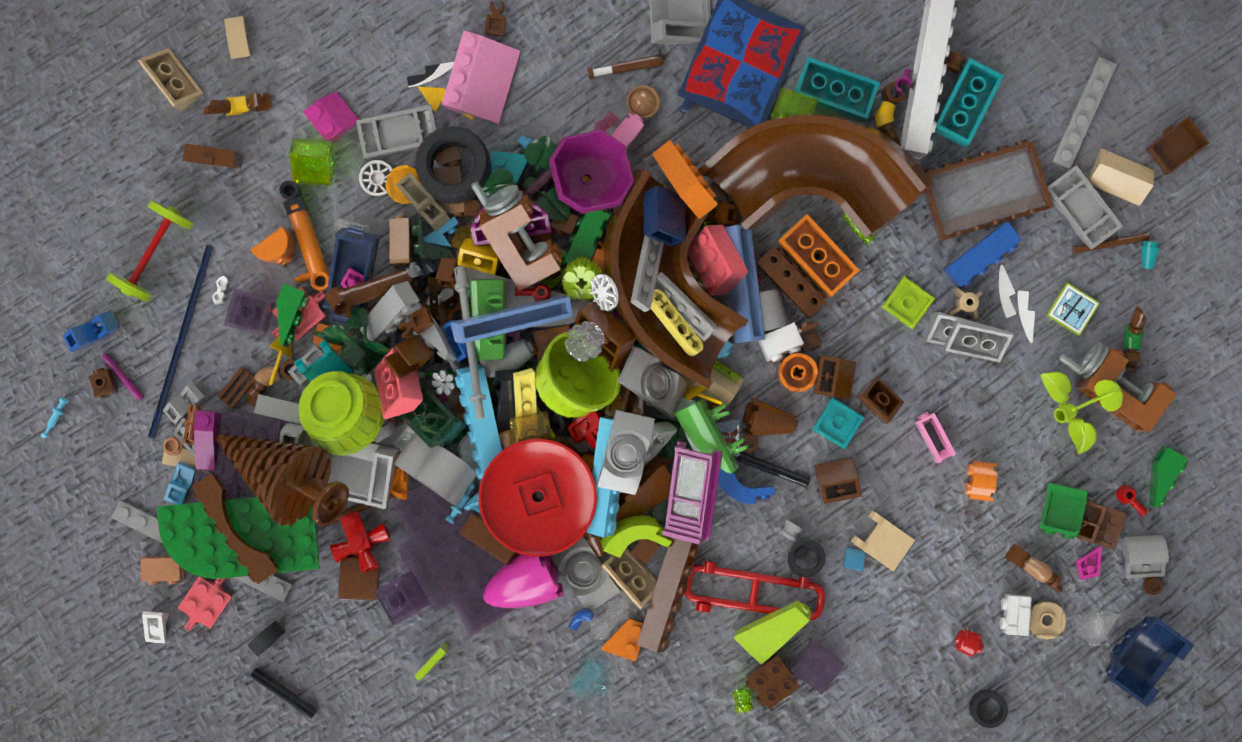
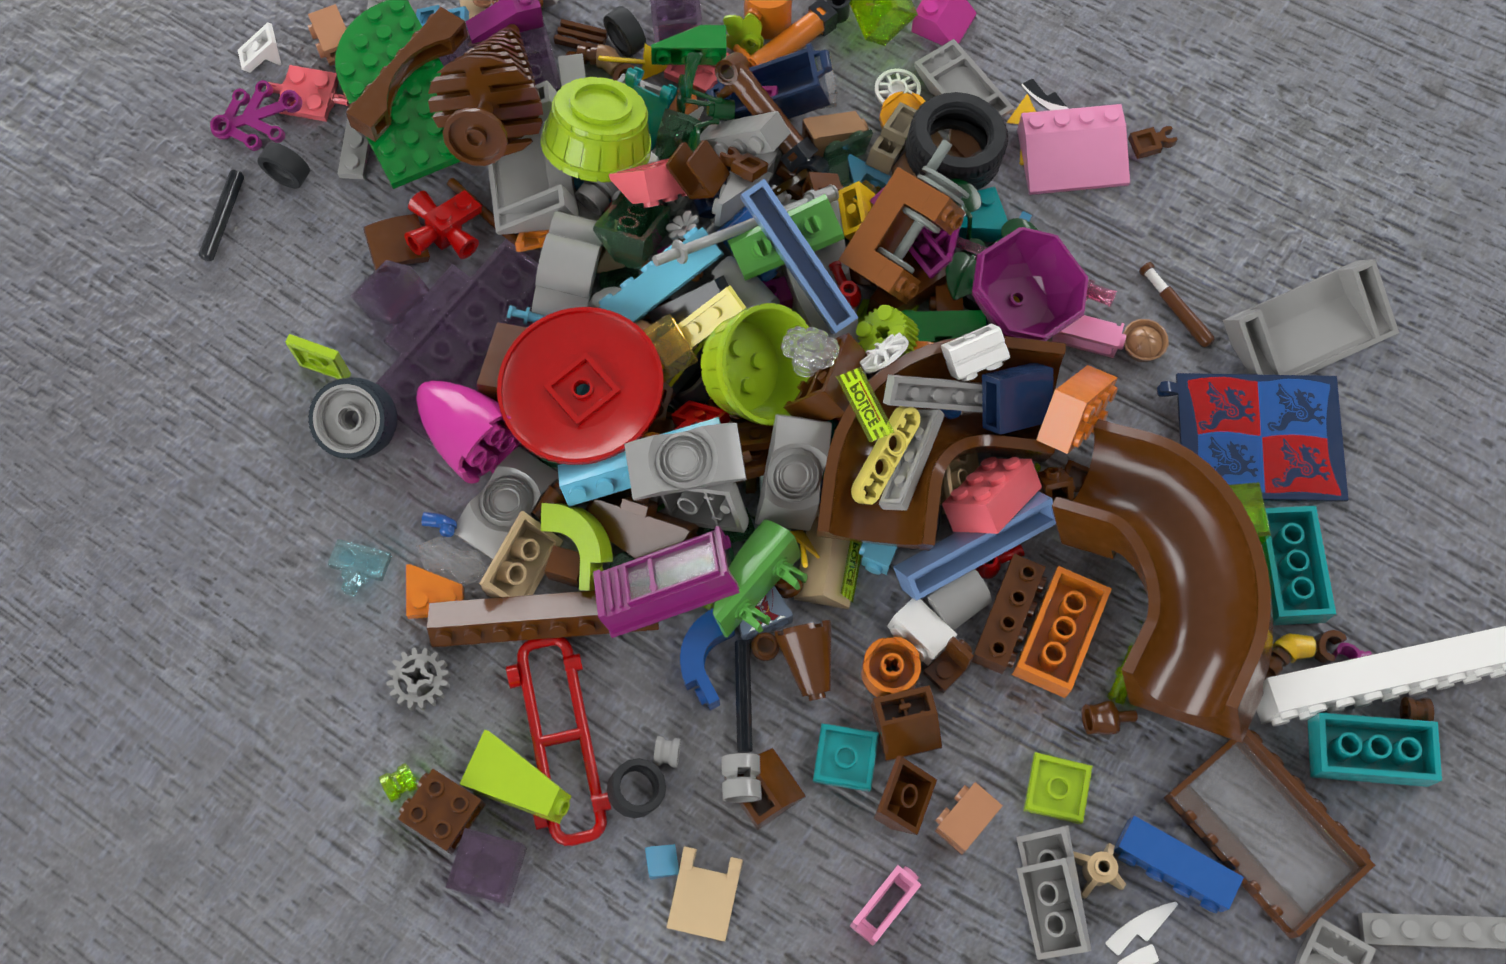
camera: 65 degrees right, 20 degrees down
(211, 647) = (252, 115): none -> magenta plant
(252, 356) = (624, 31): none -> black tyre
(290, 268) = (744, 32): none -> lime plate
(498, 661) = (333, 424): none -> light grey wheel
(629, 233) = (975, 352): none -> white brick
(640, 323) = (865, 404): none -> clear neon green sticker
(674, 662) = (415, 691): none -> light grey gear
(840, 499) = (744, 788): none -> light grey wheel
(879, 254) = (1105, 718): none -> reddish brown piece
(905, 366) = (967, 818): none -> nougat brick

